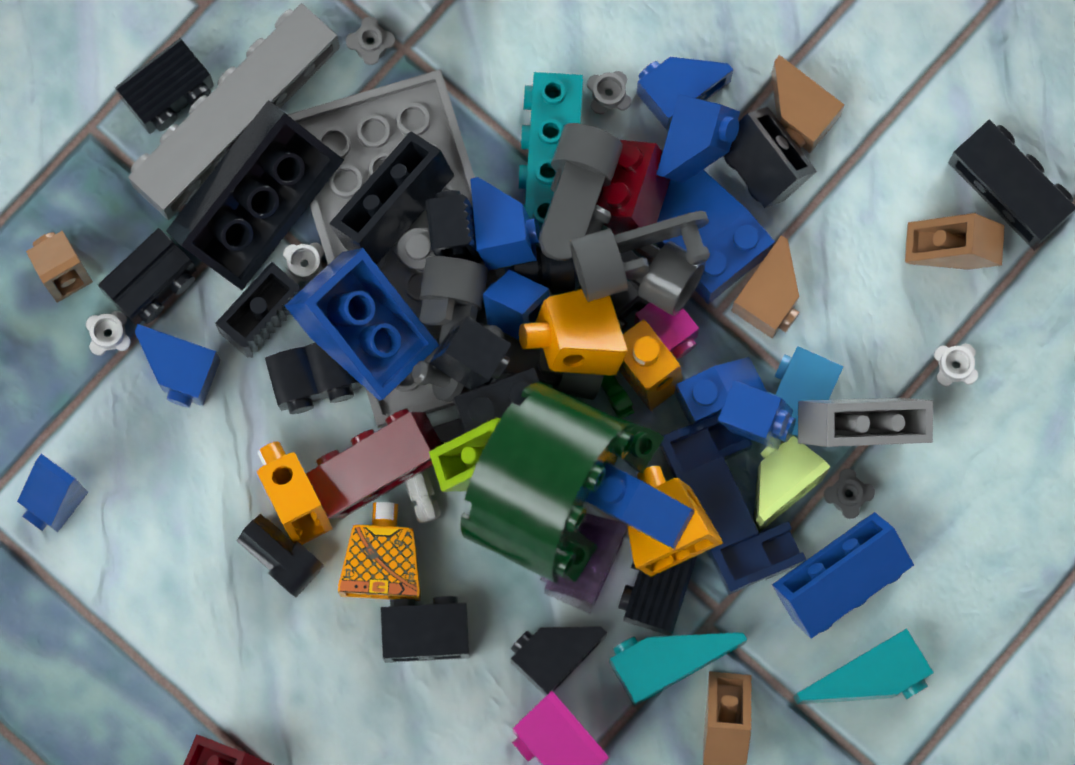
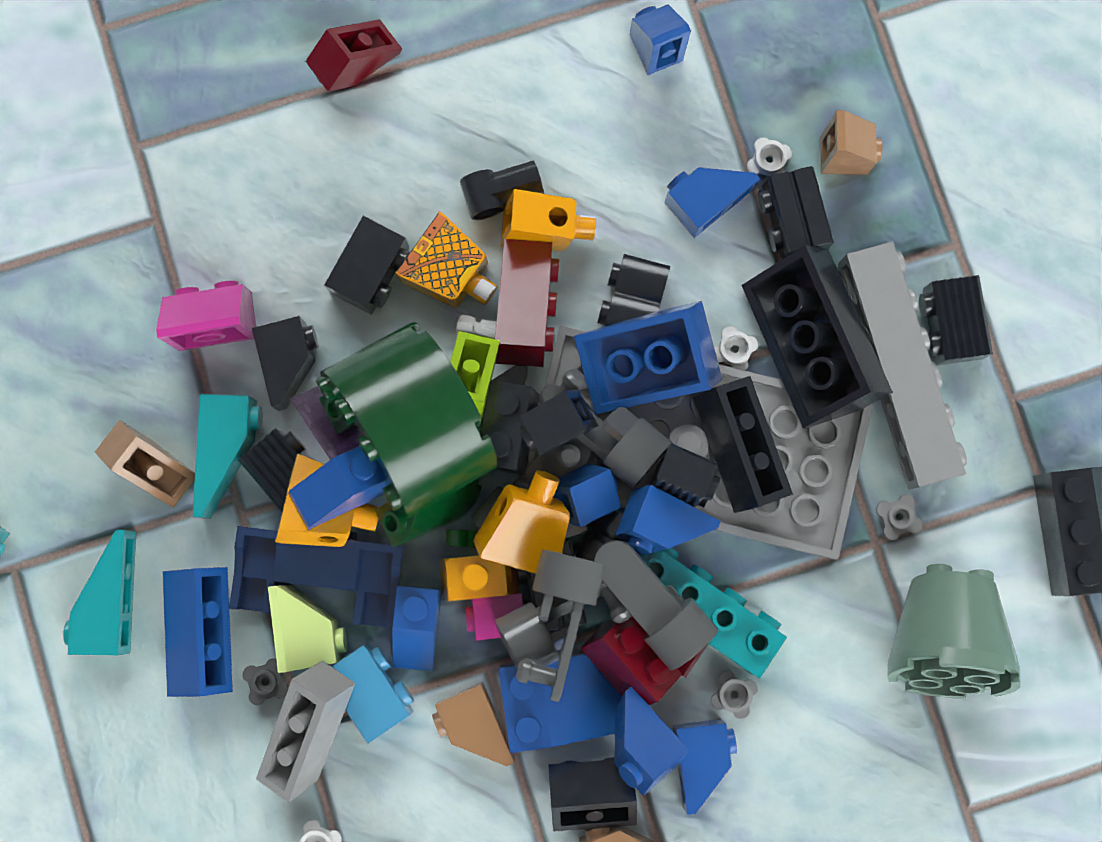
camera: 120 degrees right, 5 degrees up
(258, 310) = (714, 283): black brick -> none
(757, 415) = (360, 637): blue brick -> none

